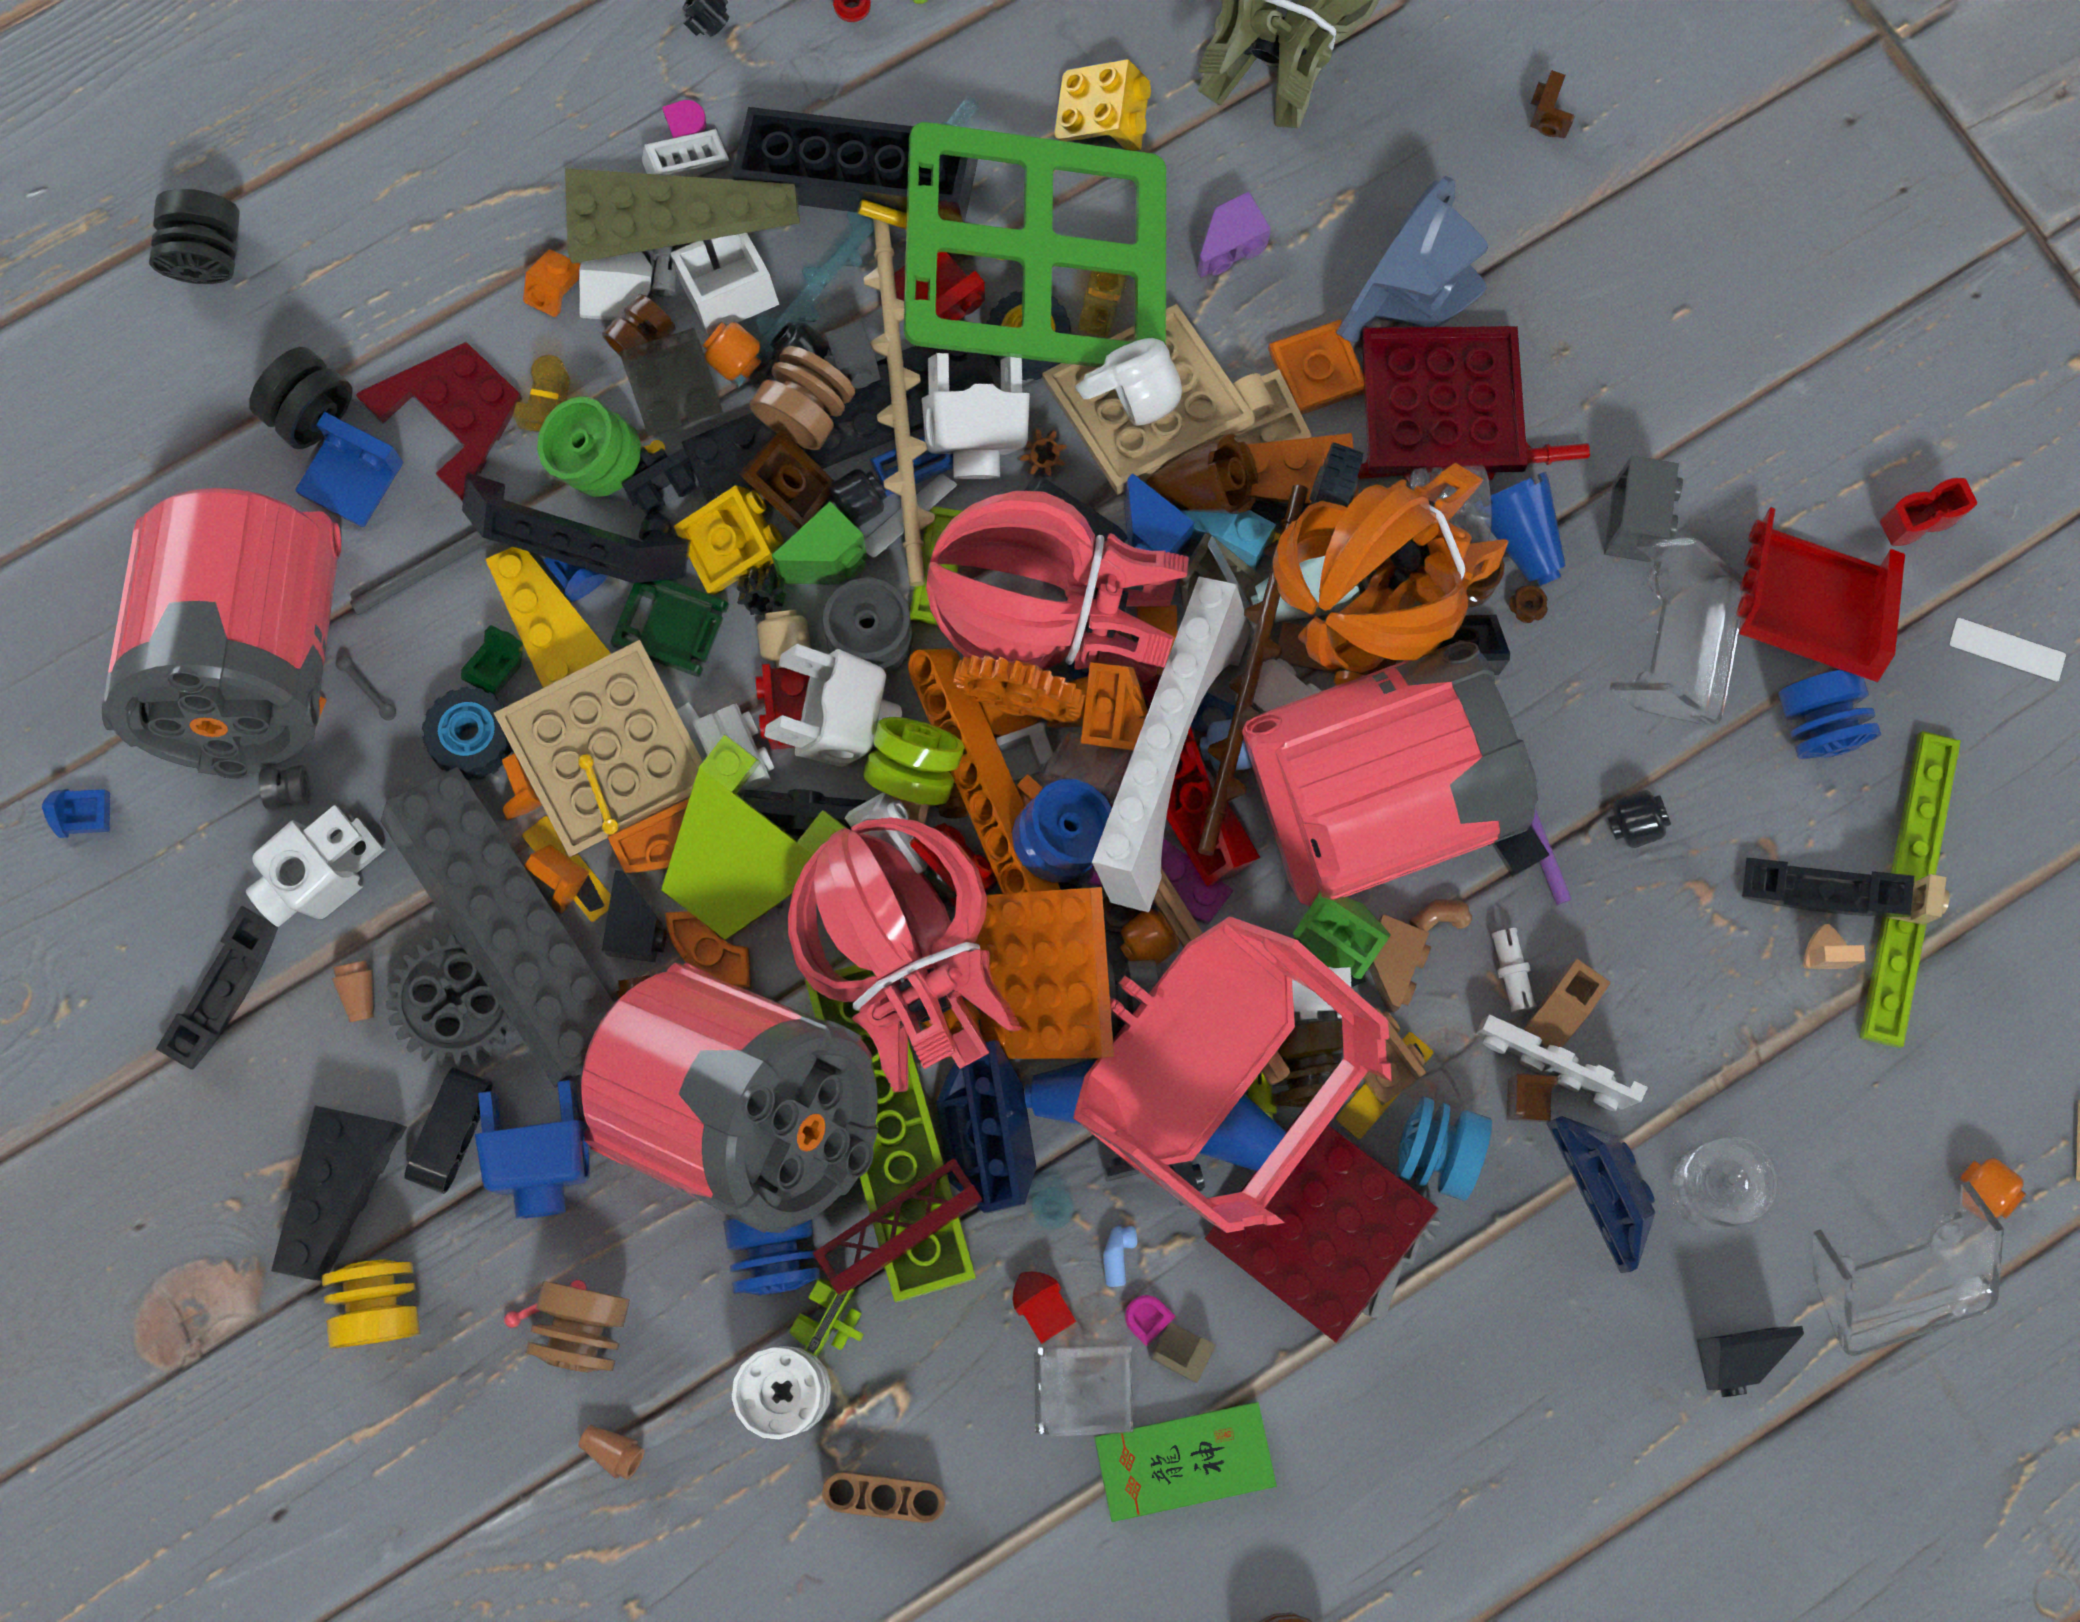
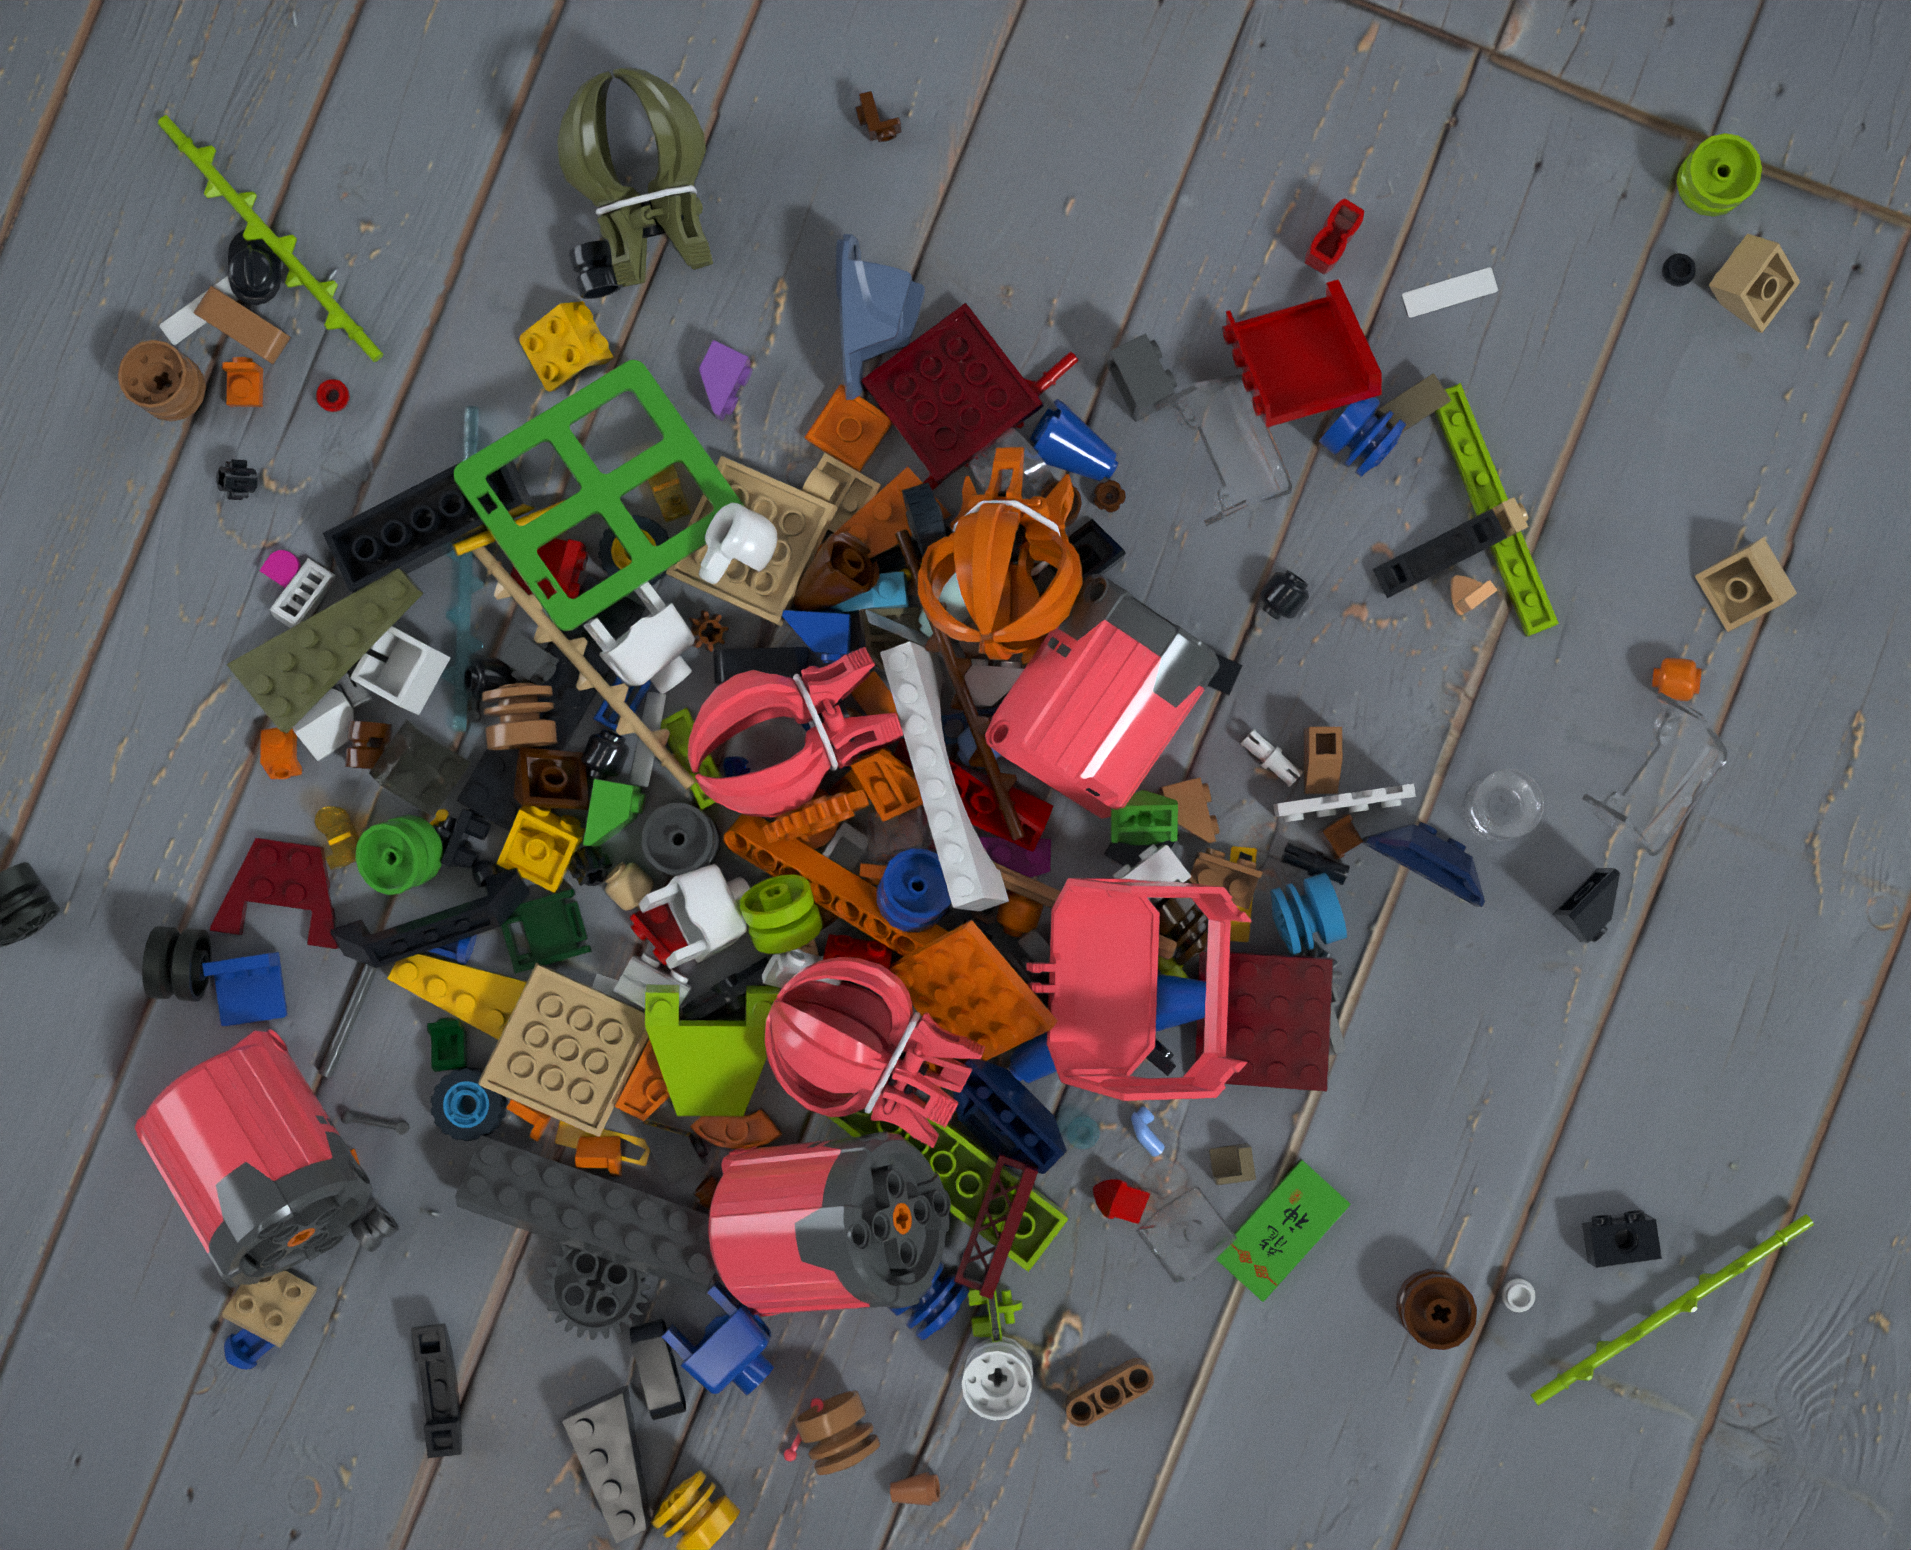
camera: 30 degrees left, 10 degrees up
(126, 784) = (270, 1306): none -> tan plate
(309, 869) = (427, 1272): white piece -> none
(355, 989) = (526, 1324): nougat cone -> none
(586, 763) = (610, 1097): yellow hinge -> none
(732, 351) = (444, 715): orange head -> none
(1147, 1317) = (1193, 1157): dark pink tile -> none
(1181, 56) = (593, 264): none -> black wheel
(1443, 911) = (1198, 751): medium nougat arm -> none
(1482, 1103) = (1315, 863): none -> black pin
(1550, 866) = (1247, 669): medium lavender bar -> none
(1906, 729) = (1416, 403): none -> dark tan slope

